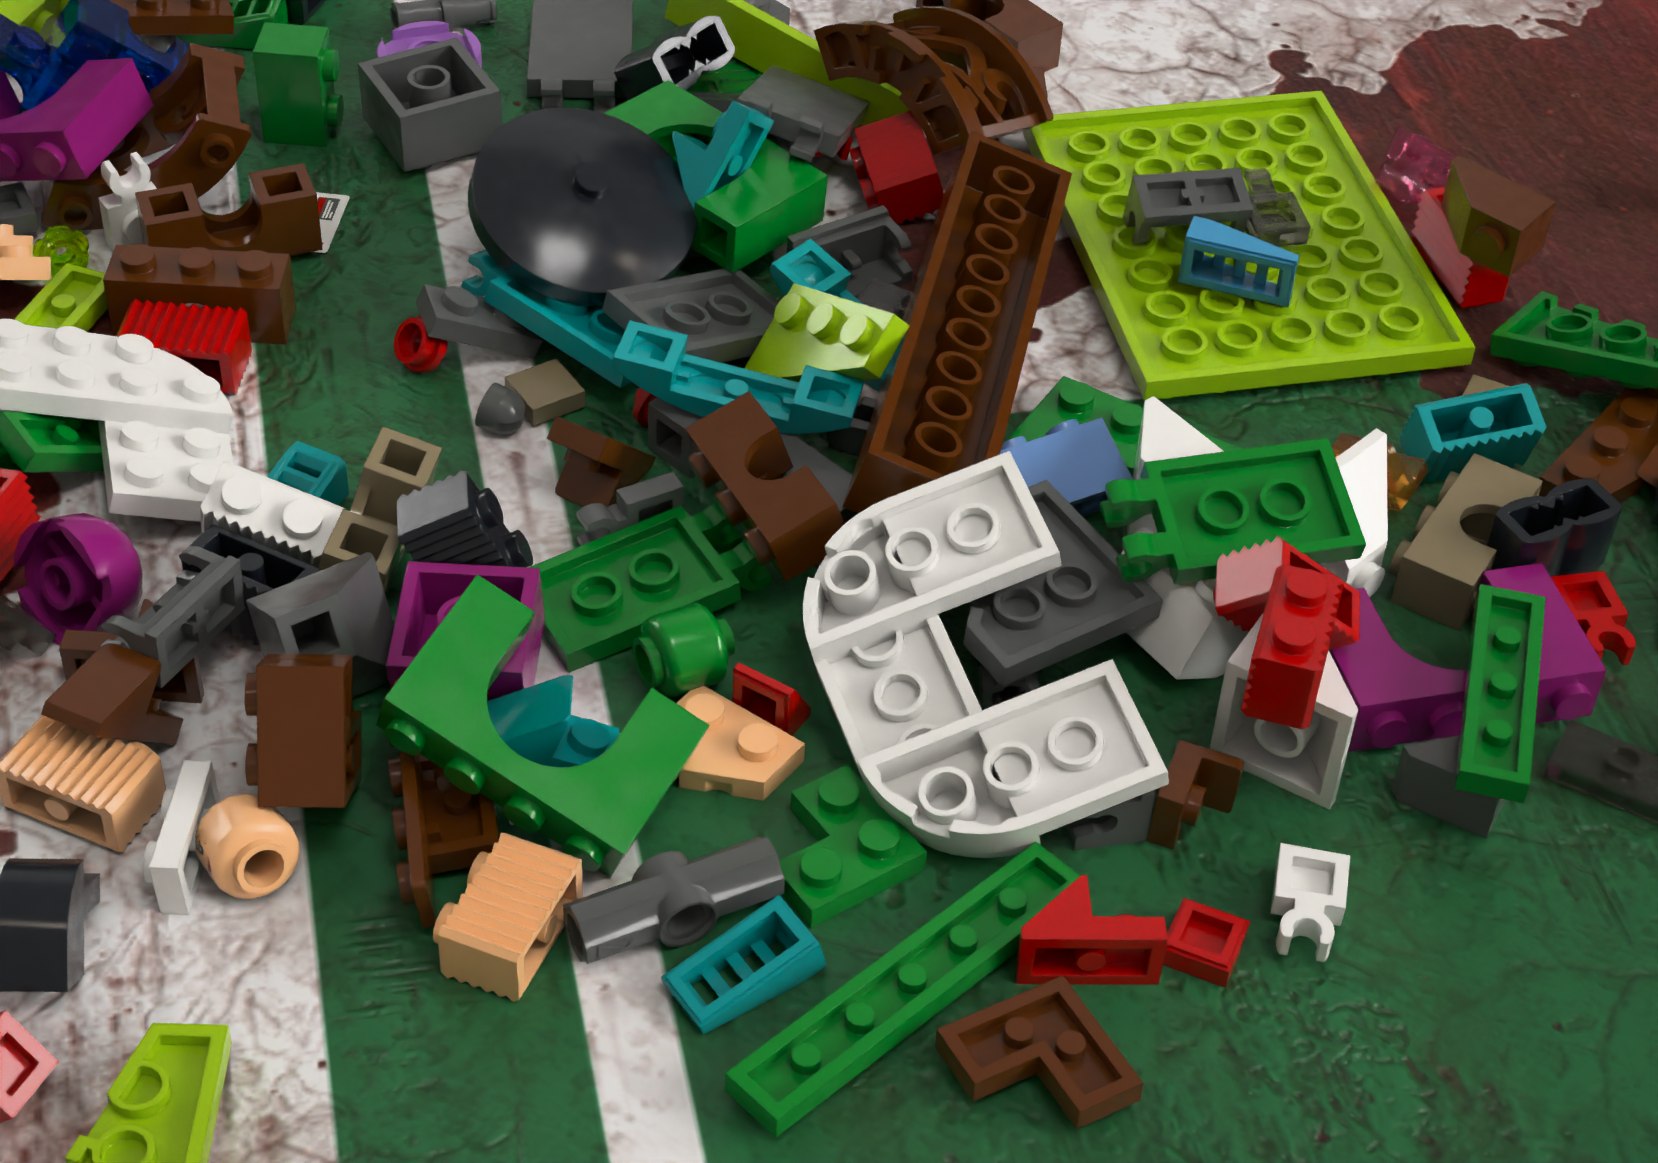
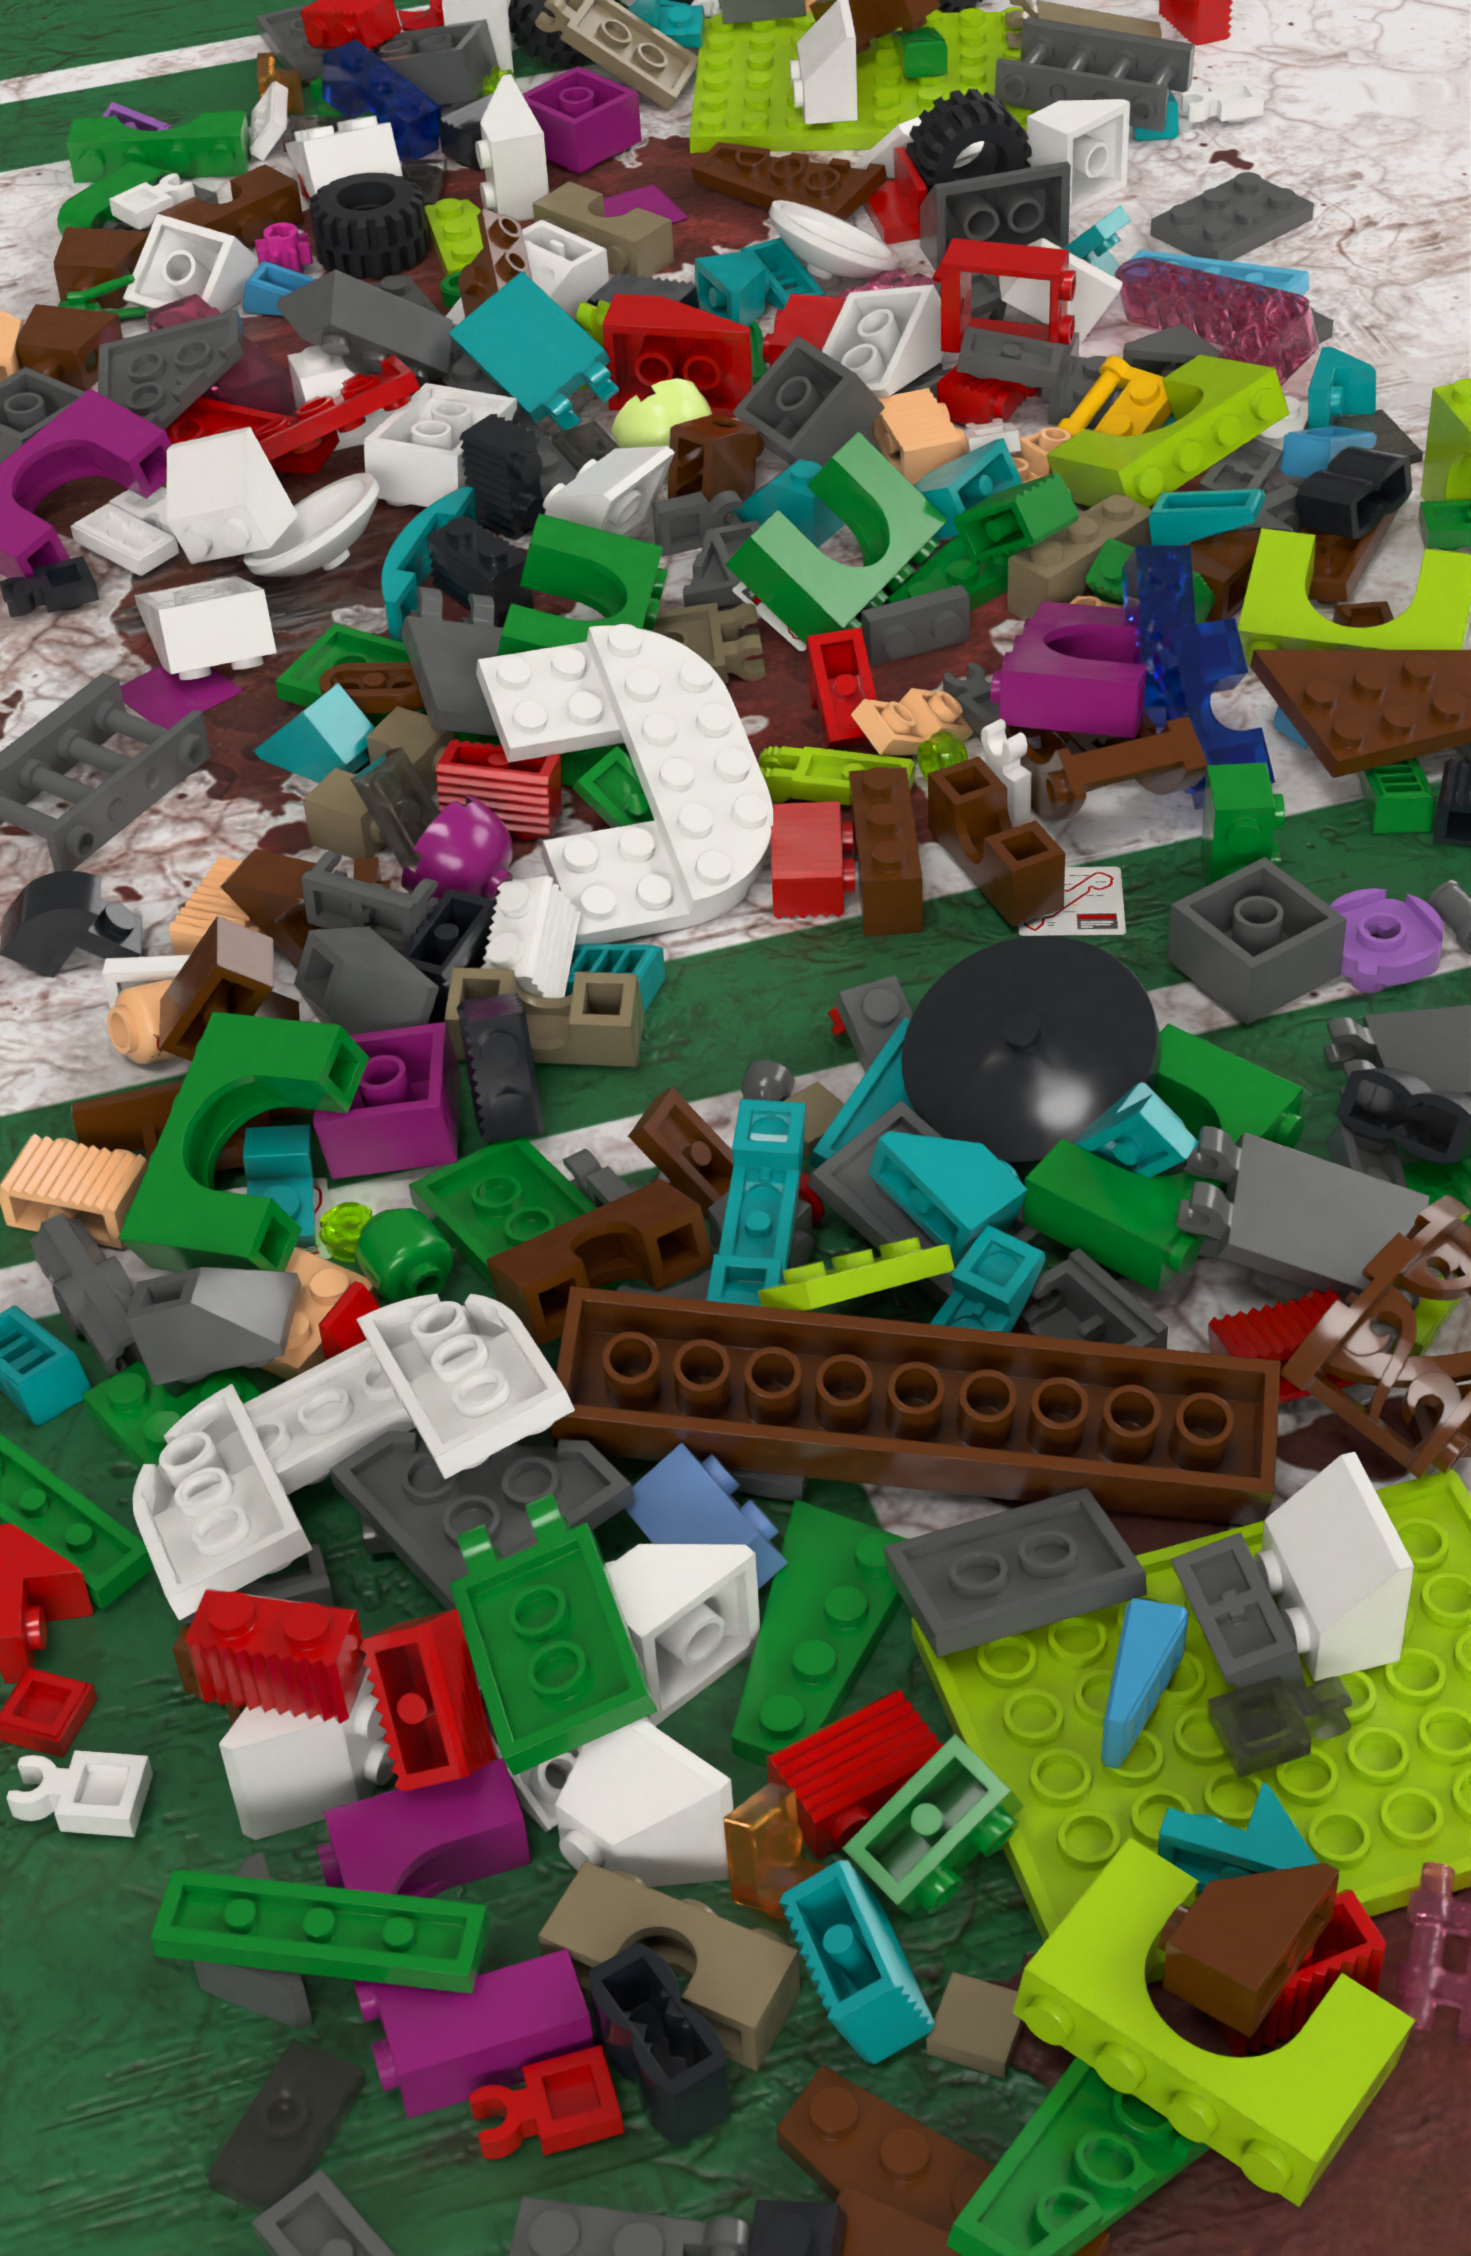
camera: 90 degrees right, 0 degrees up
(613, 700) = (342, 1229): none -> clear neon green plate
(731, 279) = (947, 1187): none -> teal slope
(766, 776) = (211, 1320): none -> dark grey slope
(1126, 311) = (1014, 1571): none -> dark grey plate
(1155, 131) = (1338, 1572): none -> white slope
(1281, 411) = (852, 1769): none -> red brick
(1363, 372) = (936, 1829): none -> green brick
(1382, 236) = (1218, 1851): none -> teal slope
(1517, 309) = (1266, 2113): none -> lime arch

